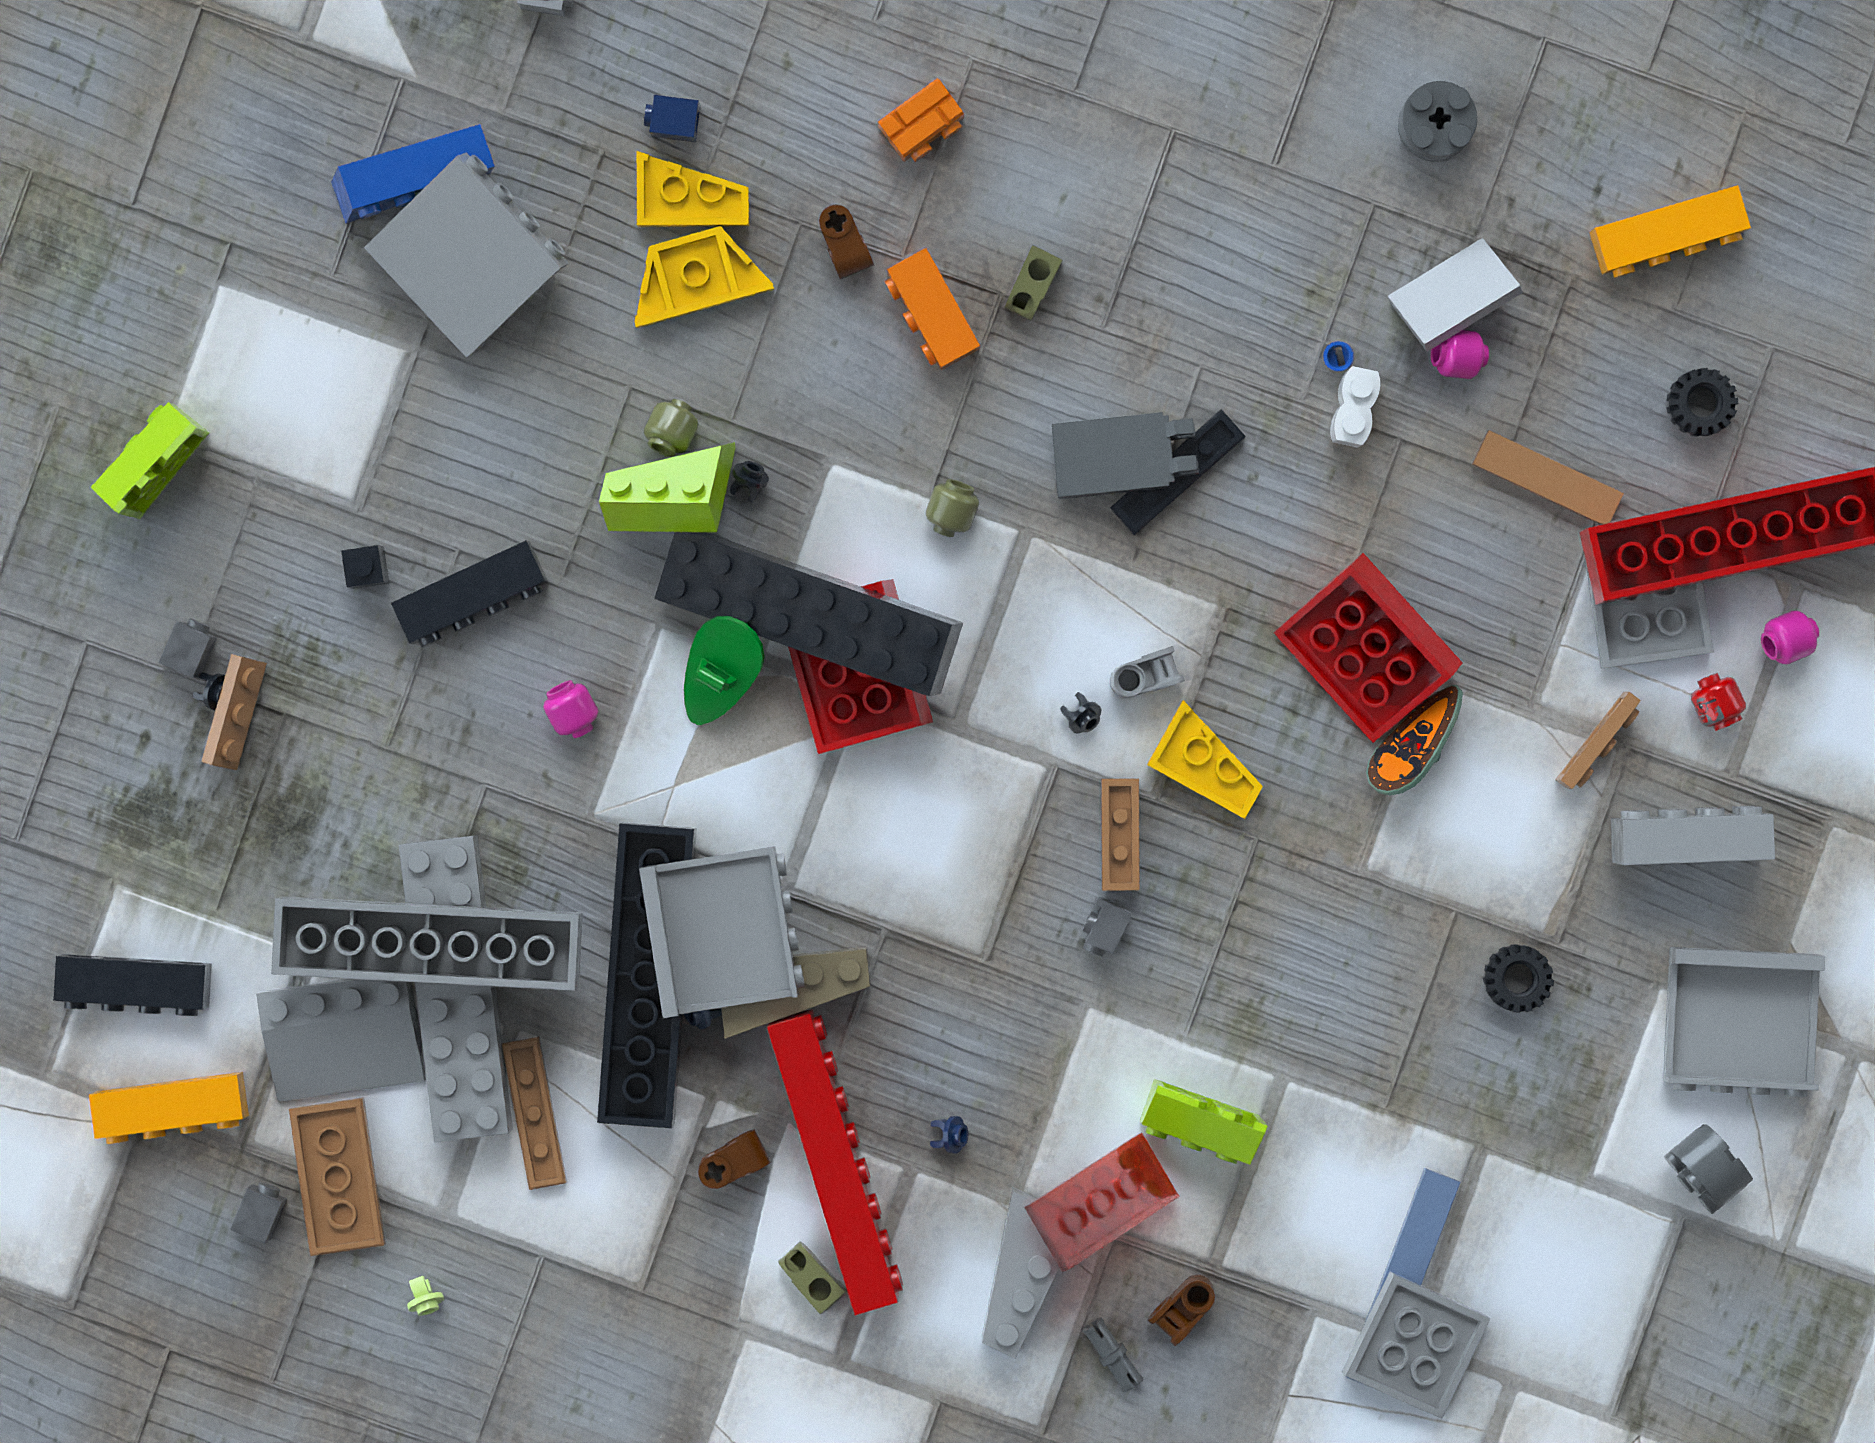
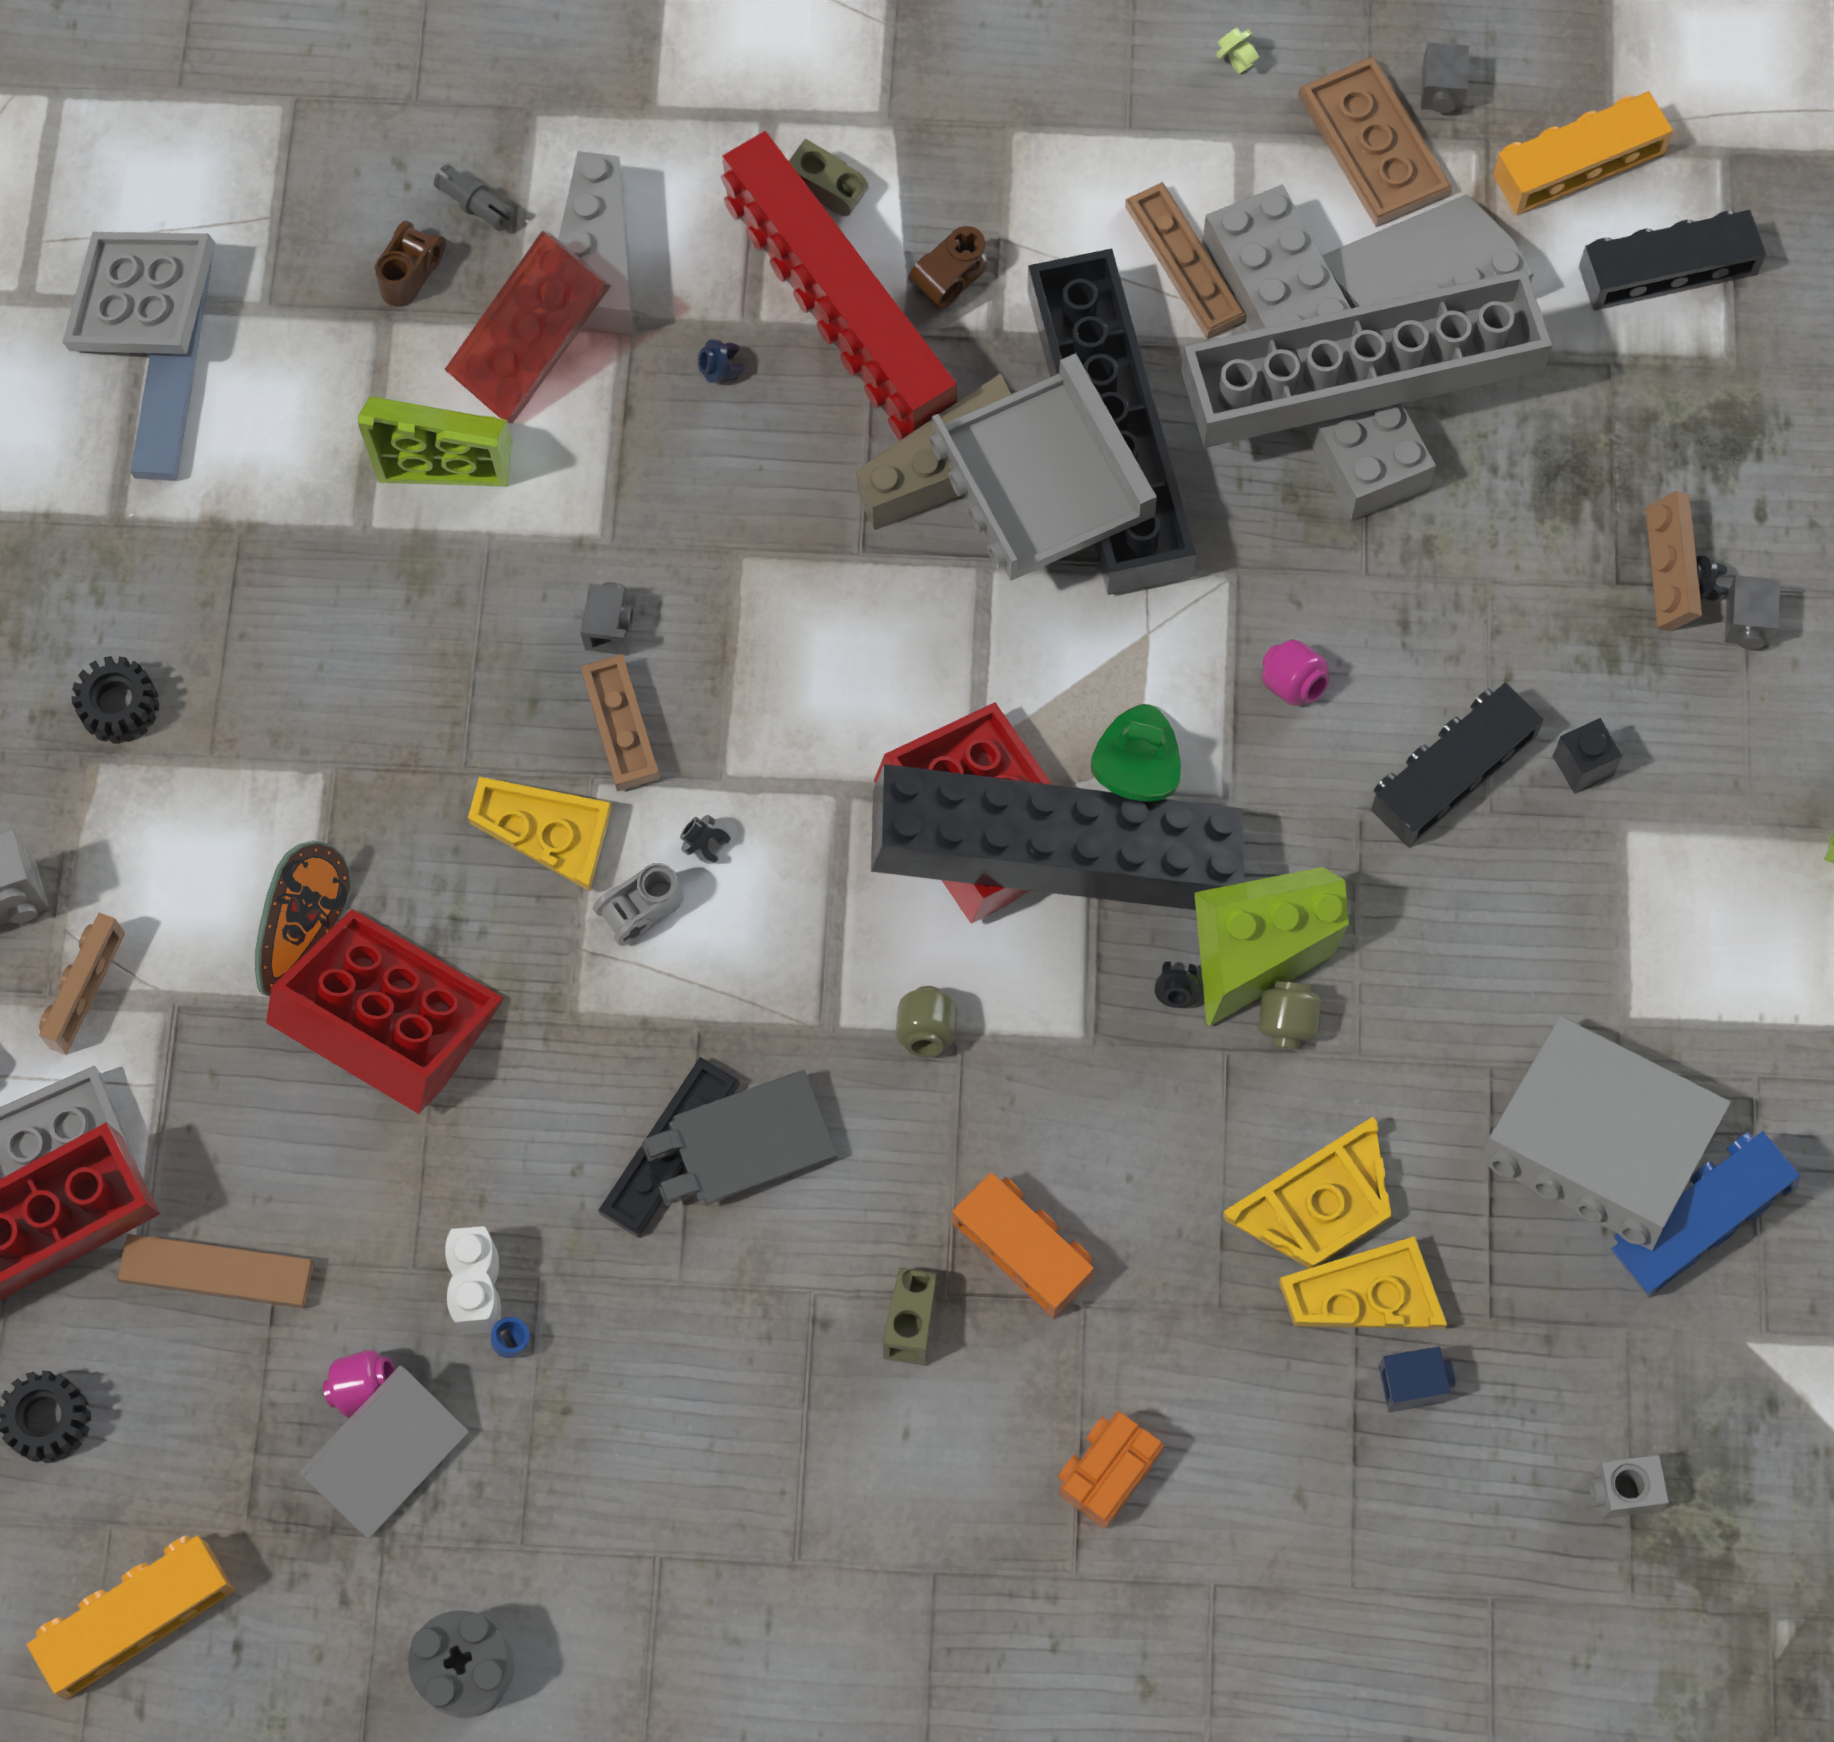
camera: 160 degrees right, 20 degrees down
(846, 247) = (1151, 1289): reddish brown piece -> none

